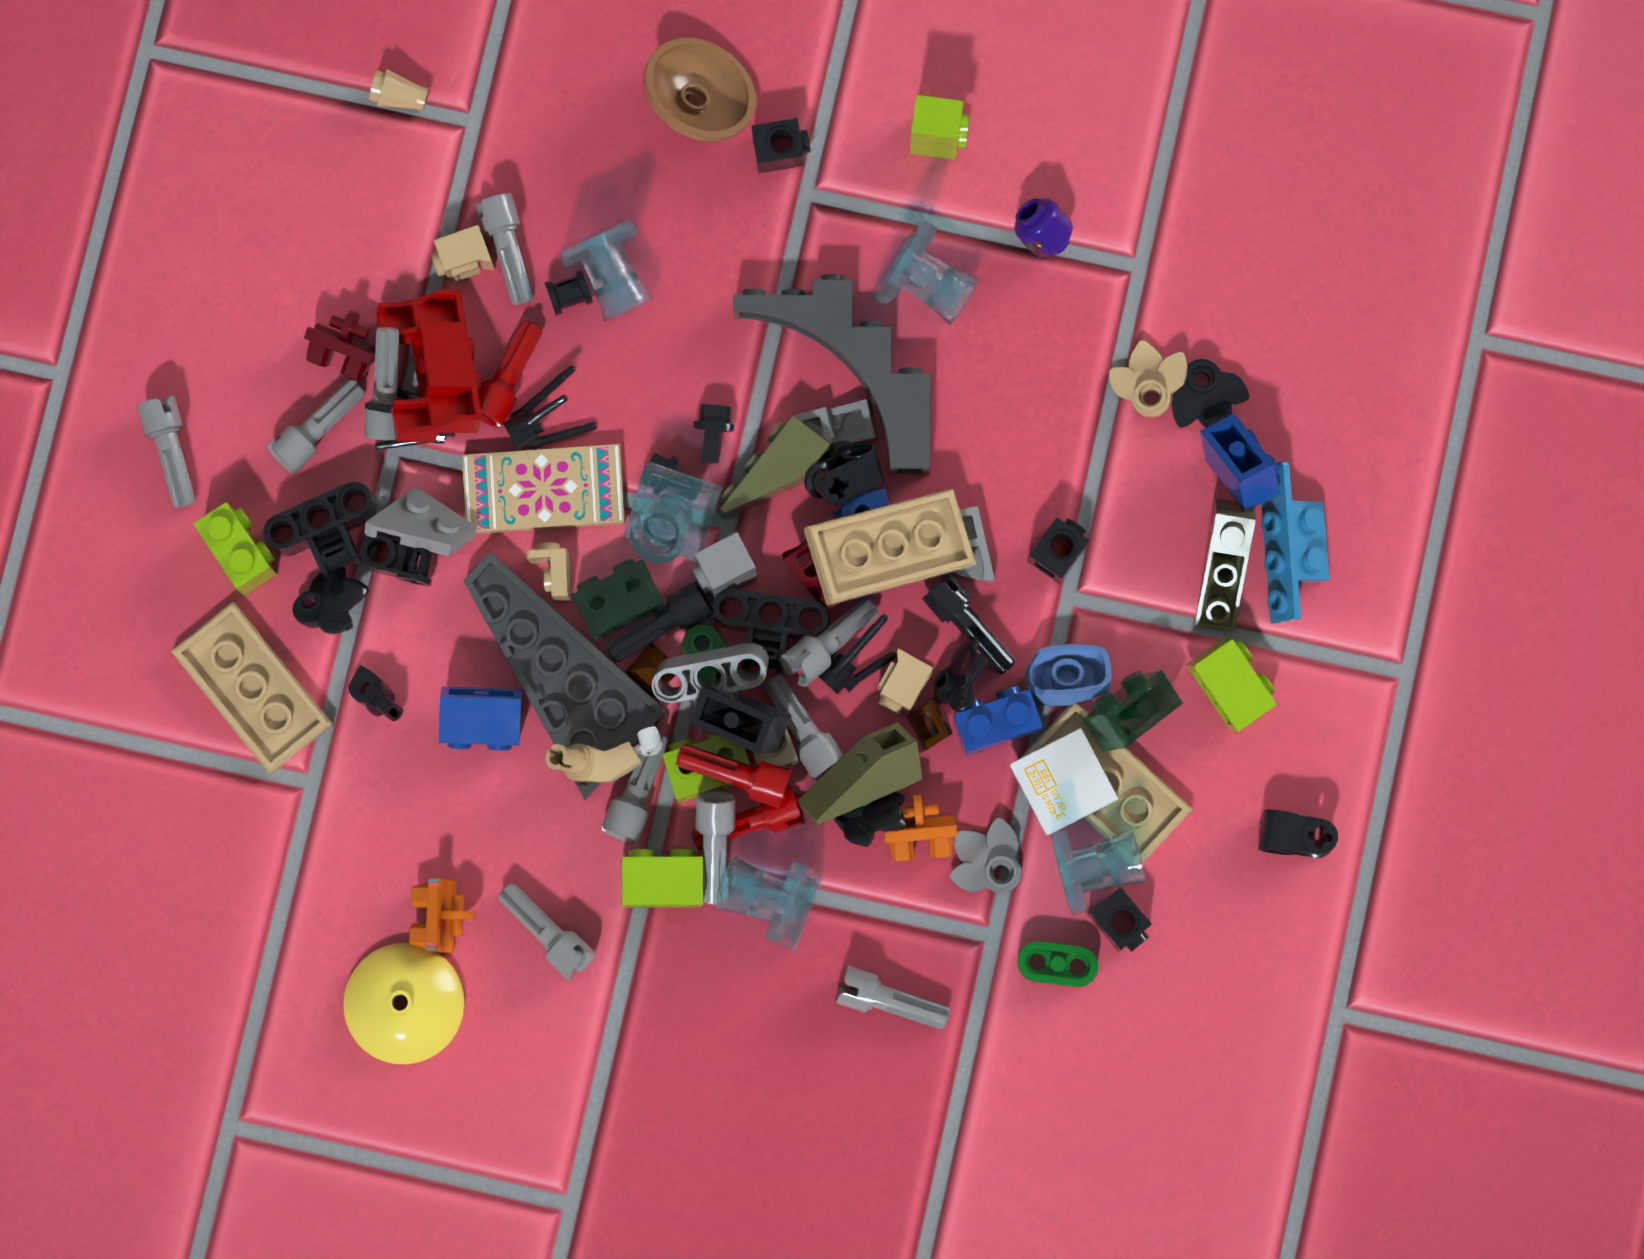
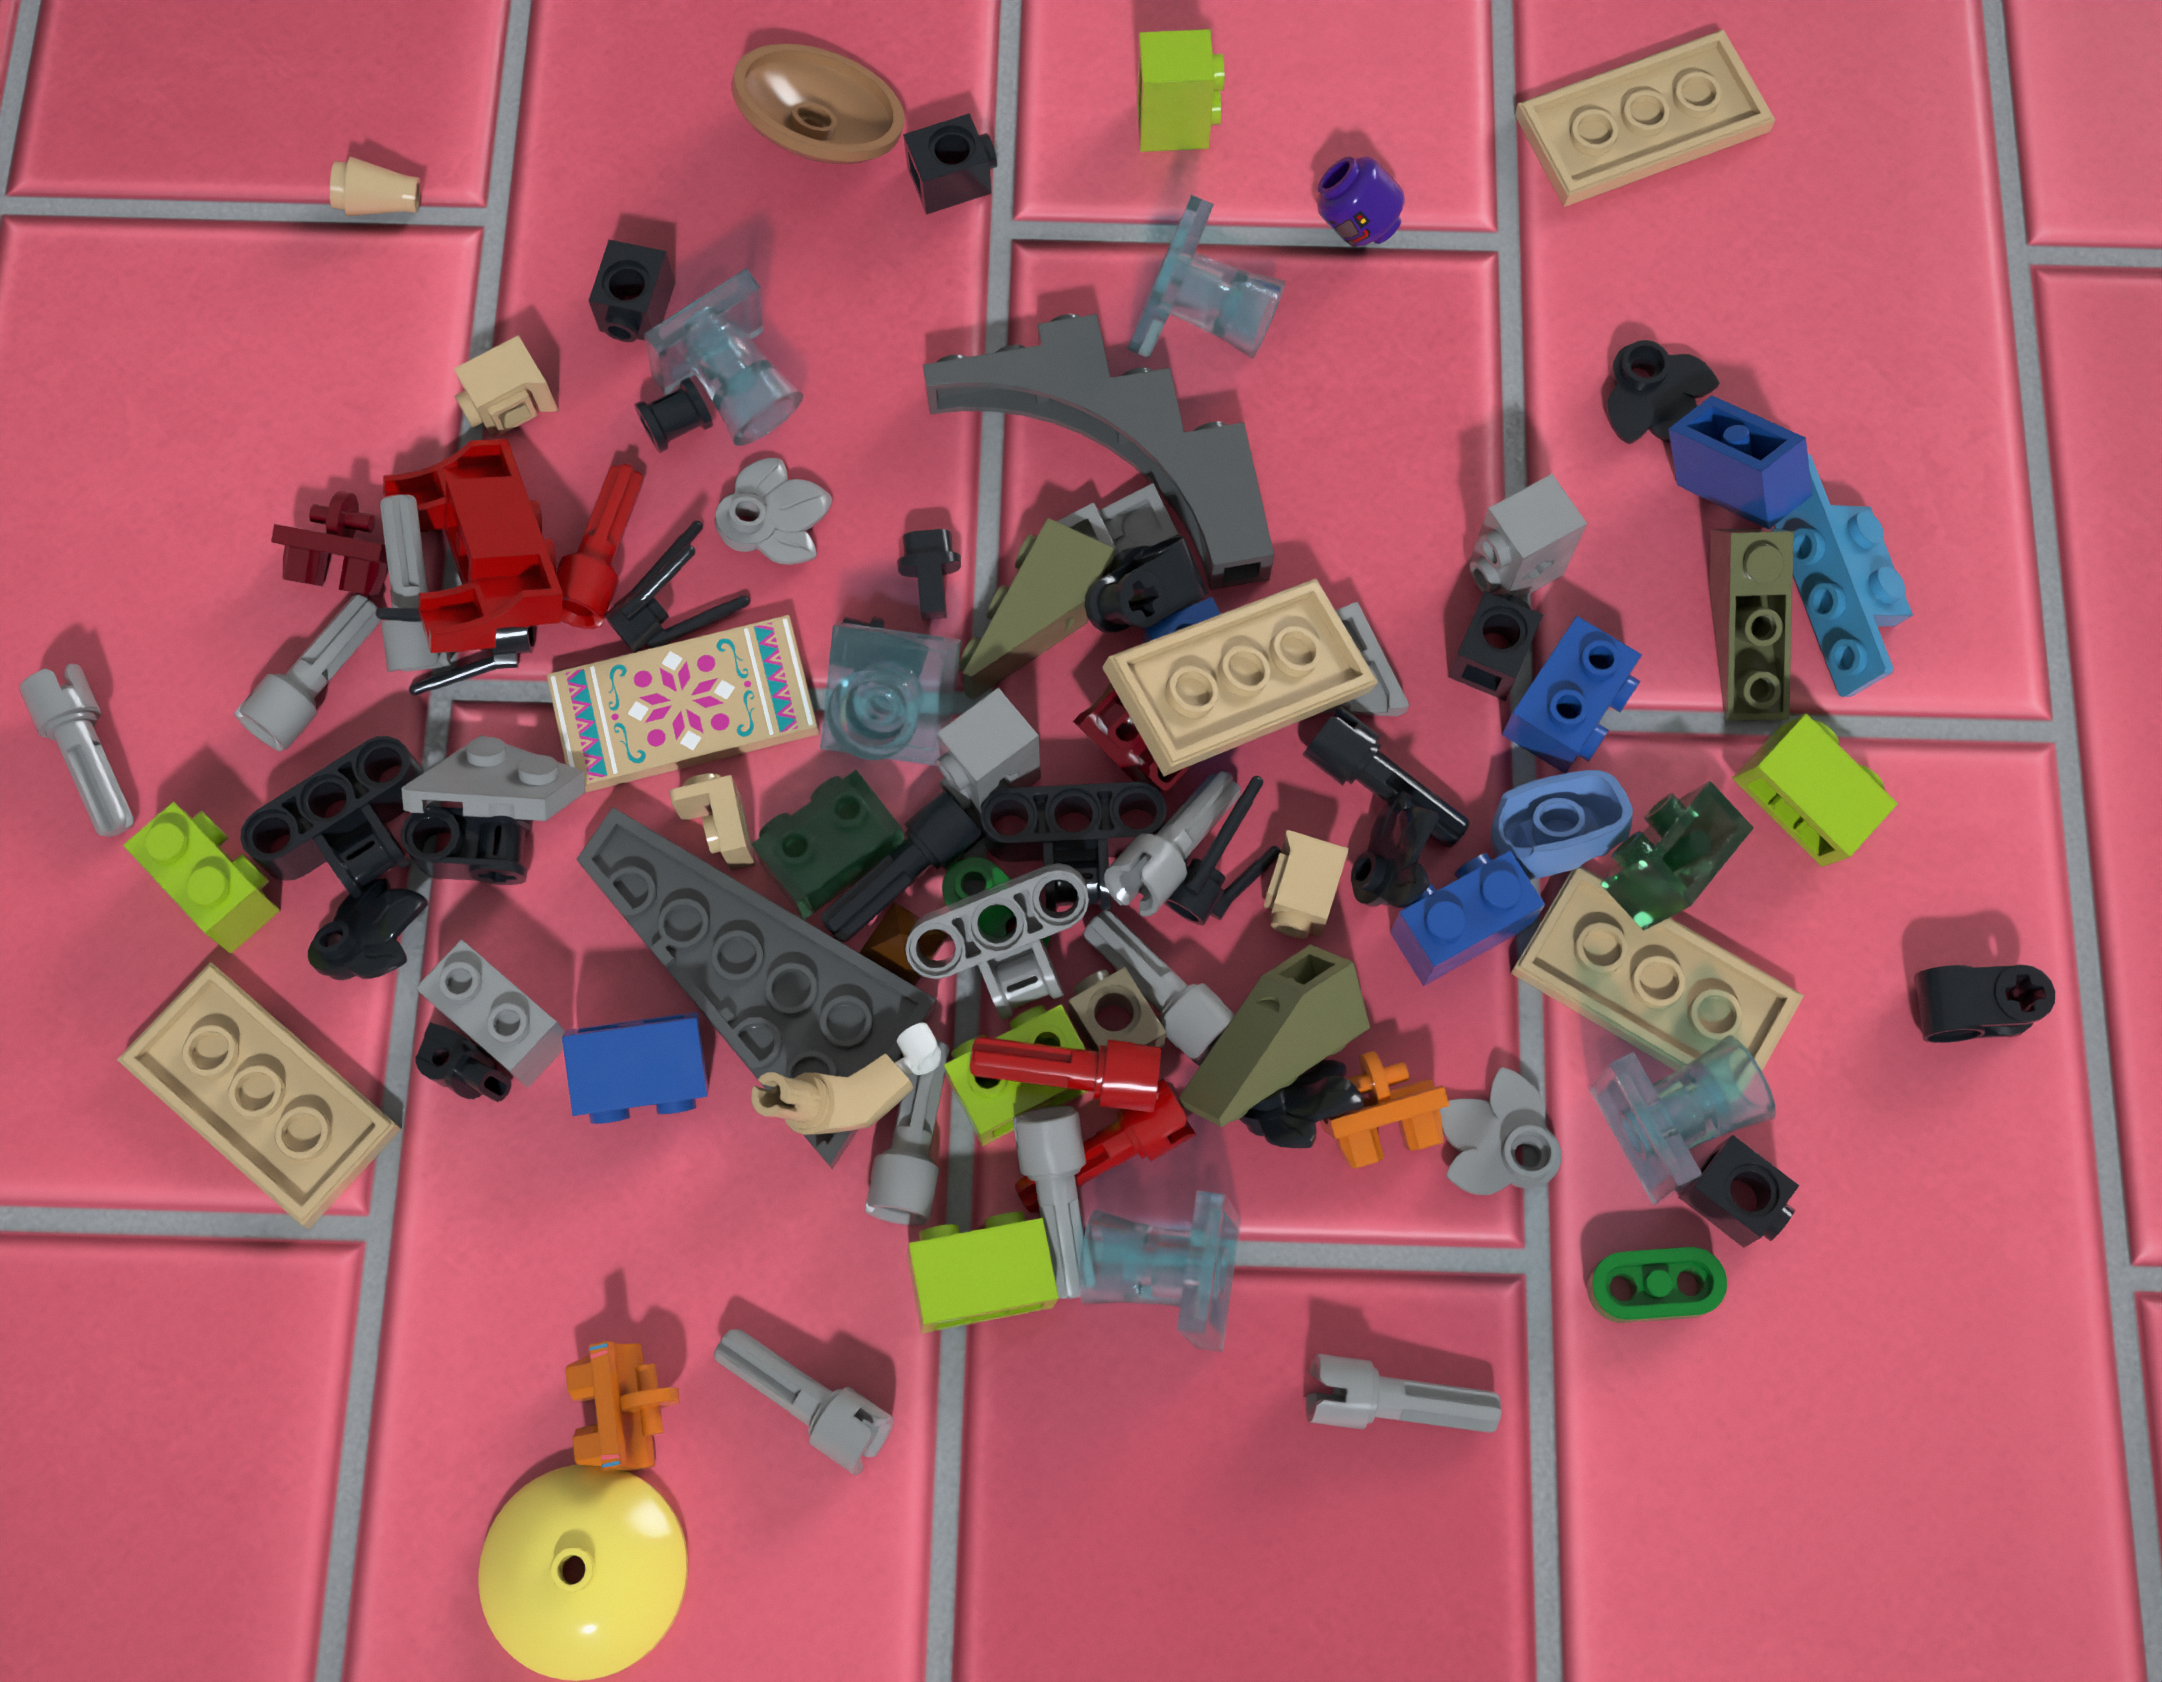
camera: 15 degrees left, 10 degrees down
(399, 668) = (493, 1013): none -> light grey brick
(500, 221) = (555, 338): light grey piece -> none
(555, 184) = (627, 271): none -> black brick
(627, 371) = (780, 513): none -> light grey plate
(740, 720) = (1060, 979): black slope -> none
(930, 724) = (1361, 939): reddish brown slope -> none
(1063, 782) = (1594, 990): white tile -> none
(1089, 490) = (1526, 540): none -> light grey brick
(1098, 593) = (1572, 694): none -> blue brick
(1147, 374) = (1564, 379): tan plate -> none
(1252, 194) = (1644, 117): none -> tan tile

